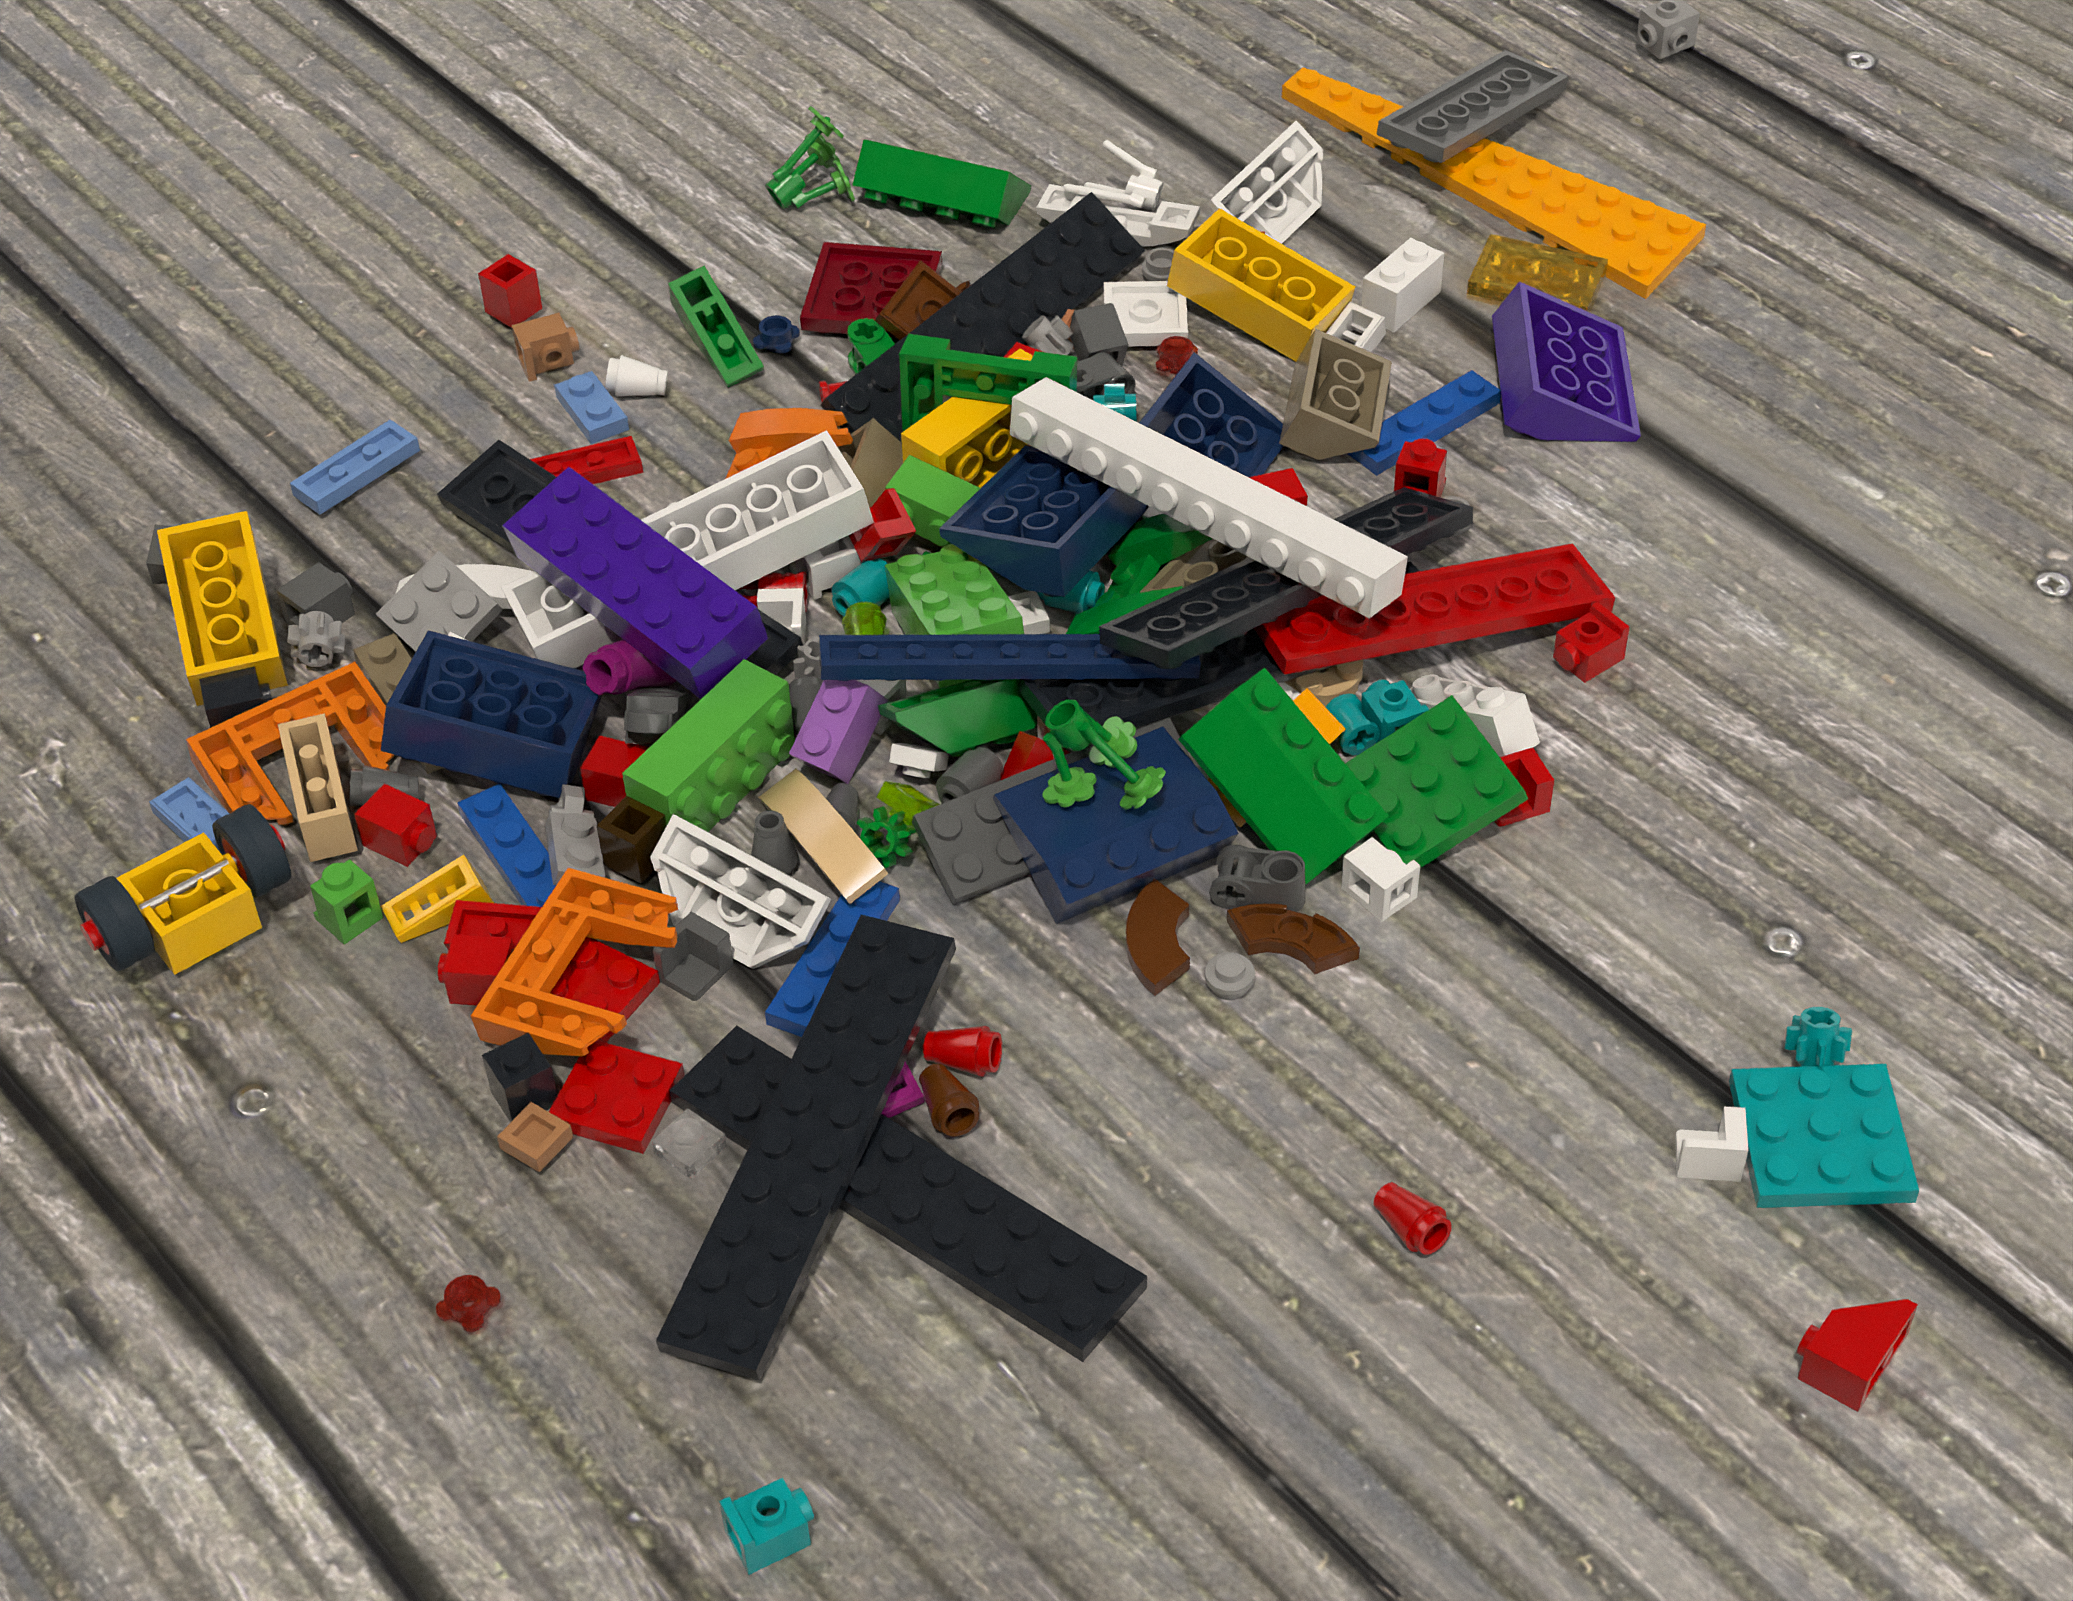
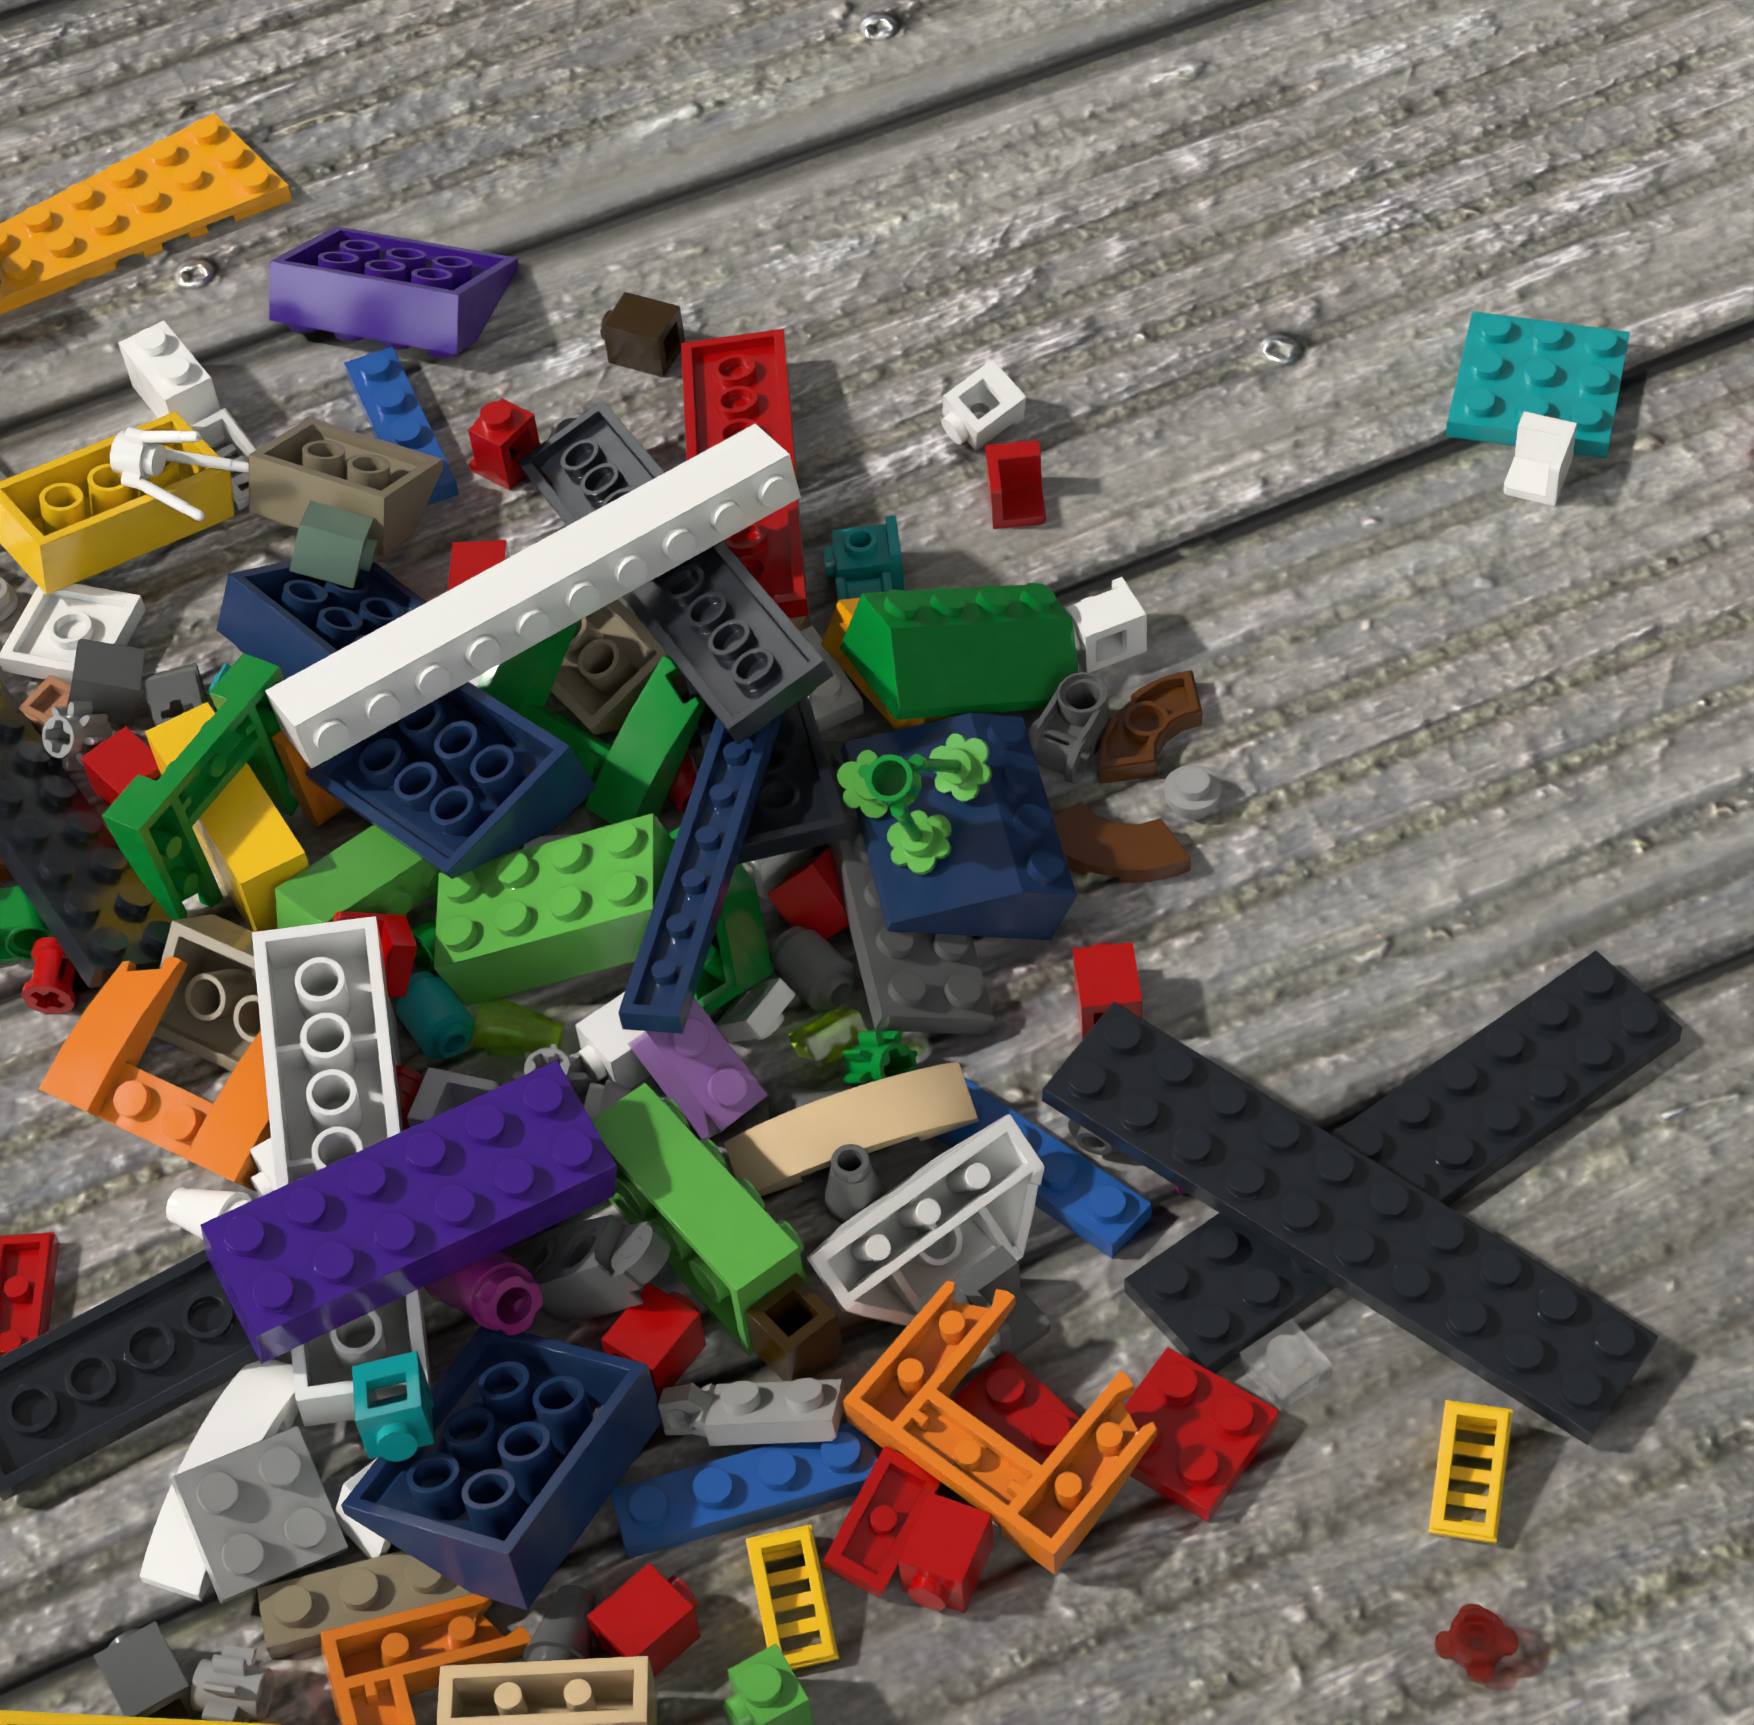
camera: 70 degrees left, 5 degrees up
(498, 628) = (397, 1423): none -> teal brick
(519, 1076) = (1152, 1525): black brick -> none
(535, 1136) = (1239, 1527): medium nougat plate -> none
(651, 1277) = (1480, 1420): none -> yellow slope
(949, 1103) = (1305, 1082): reddish brown cone -> none
(965, 1049) = (1238, 1042): red cone -> none
(1000, 957) = (1105, 976): none -> red brick
(1174, 353) = (164, 621): clear red plate -> none
(1259, 403) = (333, 545): none -> sand green brick
(1281, 275) = (138, 456): none -> white plant
(1413, 1218) = (1573, 710): red cone -> none
(1436, 783) = (996, 529): green plate -> none
(1497, 713) = (912, 481): white slope -> none
(1552, 270) = (214, 270): clear yellow plate -> none
(1581, 520) = (643, 334): none -> dark brown brick
(1591, 643) = (827, 371): red brick -> none
(1594, 745) = (986, 392): none -> white brick
(1818, 1037) = (1435, 345): teal gear -> none

